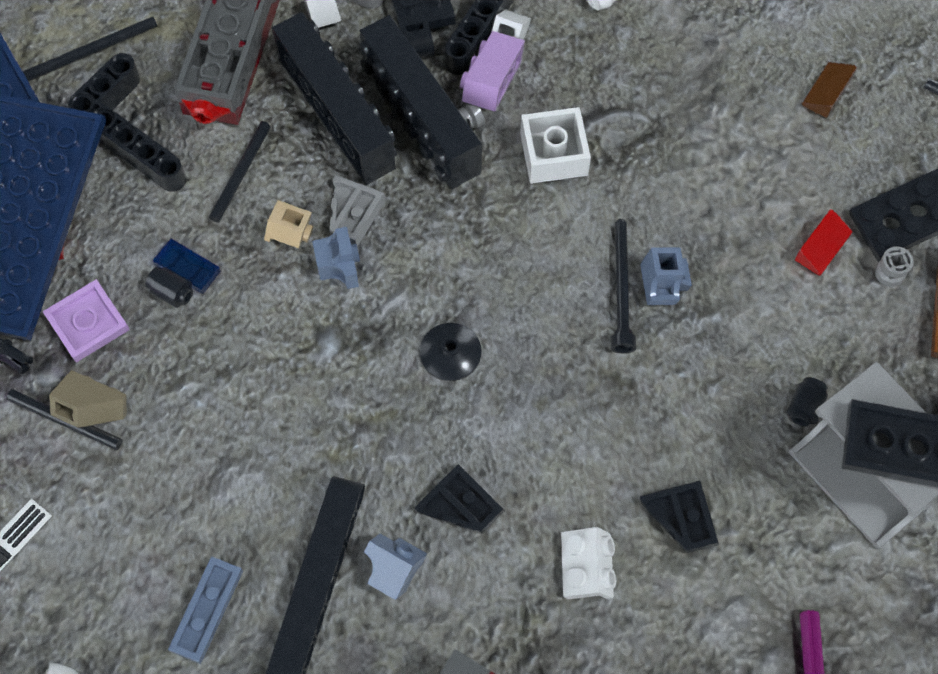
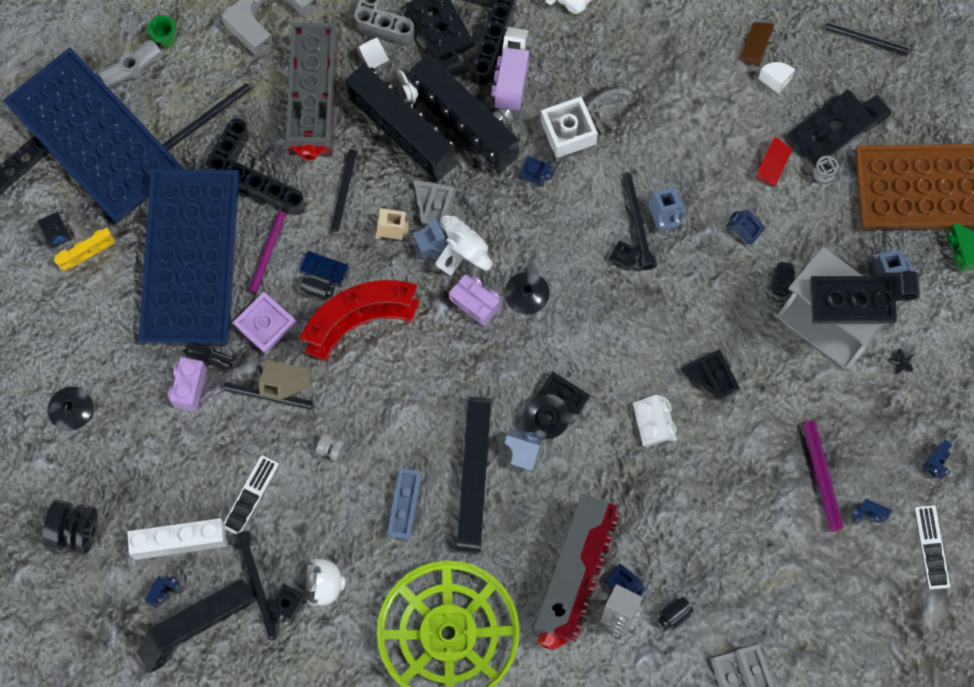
camera: 10 degrees left, 5 degrees up
(117, 231) = (258, 276): none -> magenta bar
(125, 507) = (331, 447): none -> light grey wheel
(206, 324) = (355, 308): none -> red fence
(352, 58) = (406, 88): none -> white plate
(374, 268) = (462, 244): none -> white piece
(375, 345) = (475, 299): none -> lavender brick
(435, 510) = (547, 405): none -> black dish
(500, 194) = (537, 171): none -> dark blue bracket
(593, 326) = (623, 255): none -> black tile
(770, 319) = (746, 225): none -> dark blue bracket
(848, 132) = (776, 75): none -> white brick

